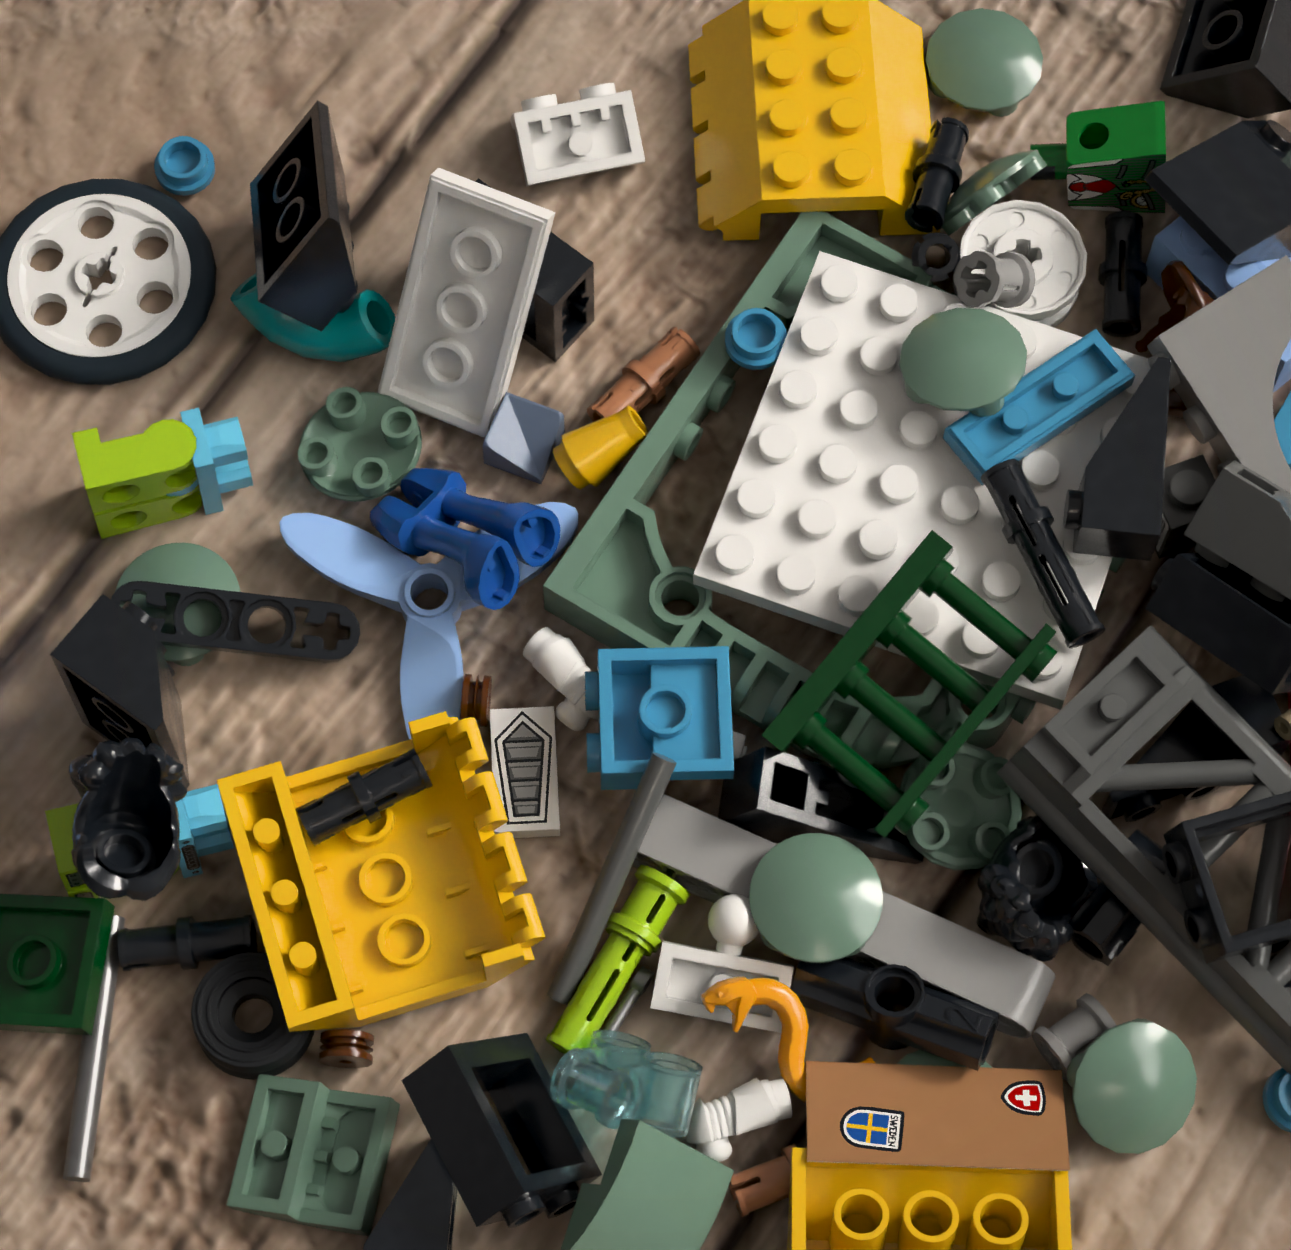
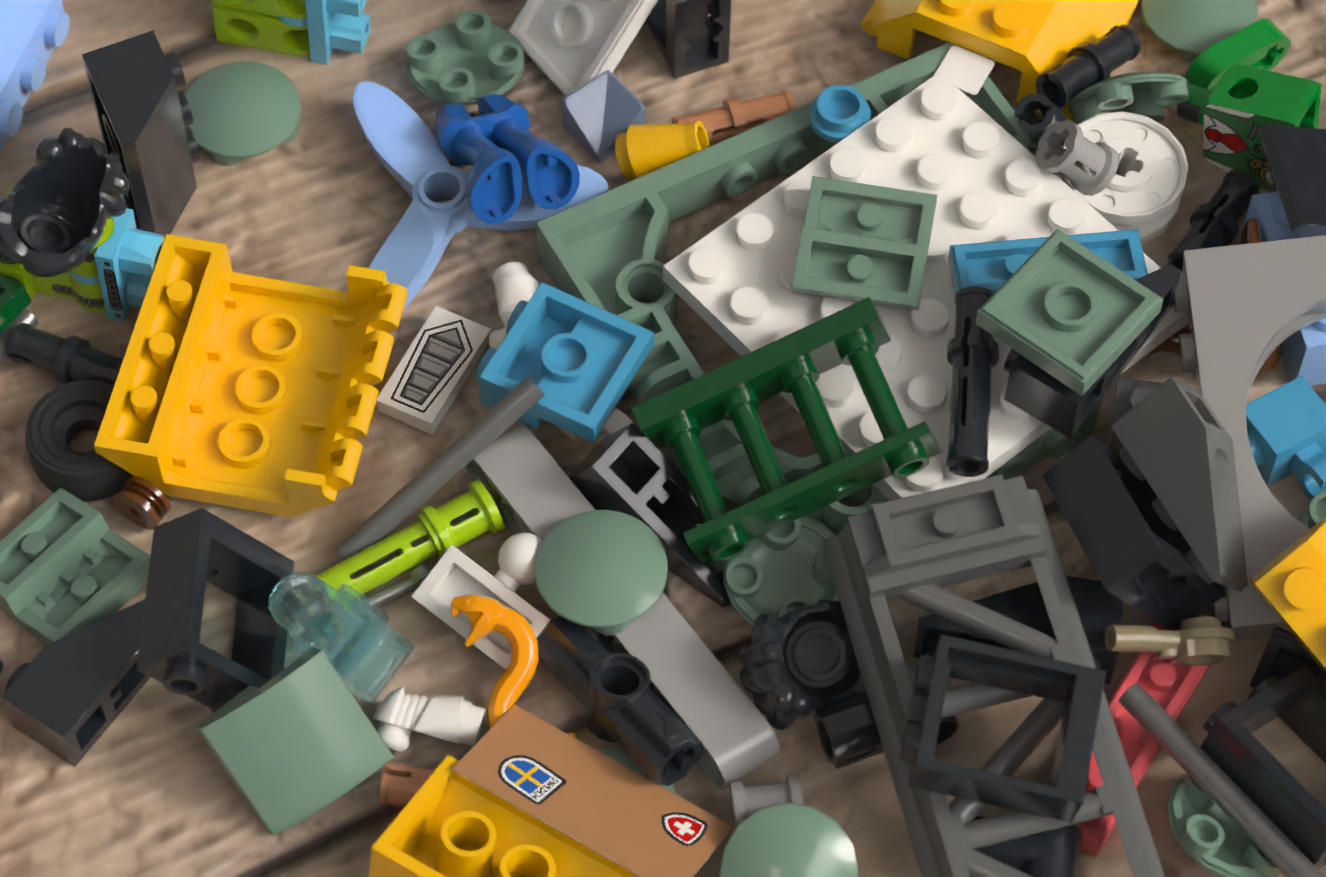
camera: 30 degrees right, 10 degrees down
(235, 614) = (275, 134): black beam -> none
(364, 797) = (279, 310): black pin -> none
(476, 699) = (427, 291): reddish brown piece -> none
(832, 233) = (965, 69): none -> white sticker
(868, 464) = (864, 243): none -> sand green slope
(963, 361) = (999, 199): sand green dish -> none
(1050, 97) = (1256, 46): none -> green beam
(1109, 453) = (1069, 311): none -> sand green plate

